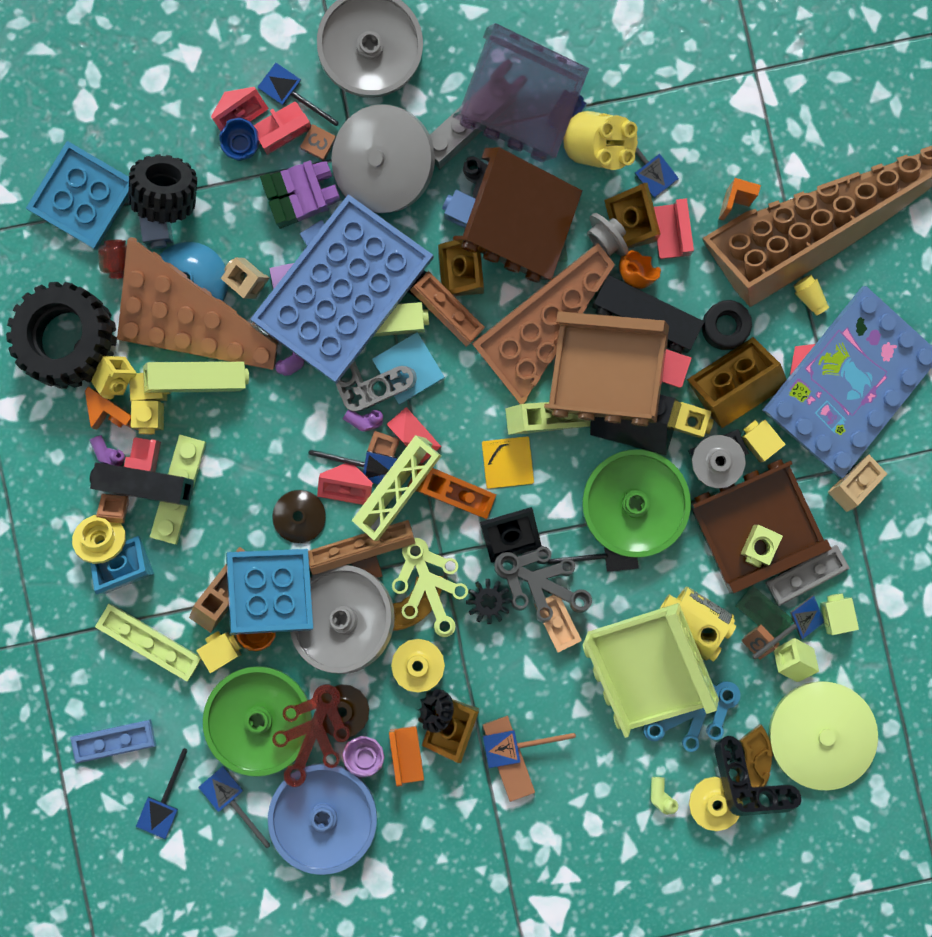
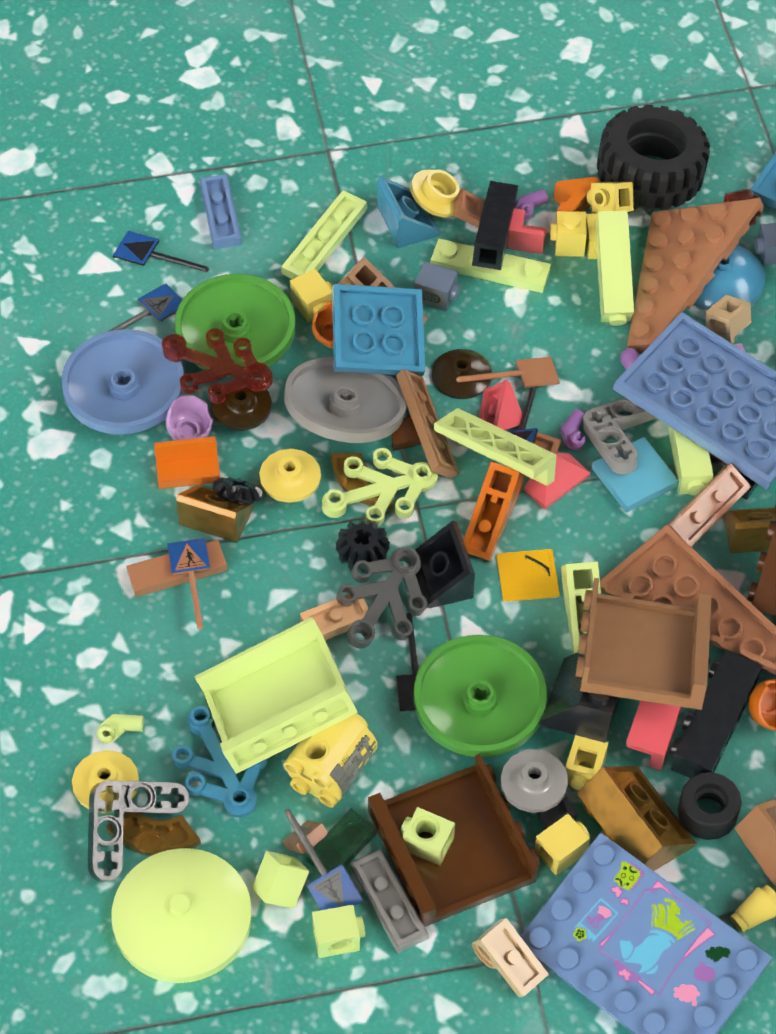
camera: 90 degrees right, 30 degrees down
(208, 538) = (438, 286): none -> sand blue brick
(297, 451) = (532, 371): none -> nougat piece

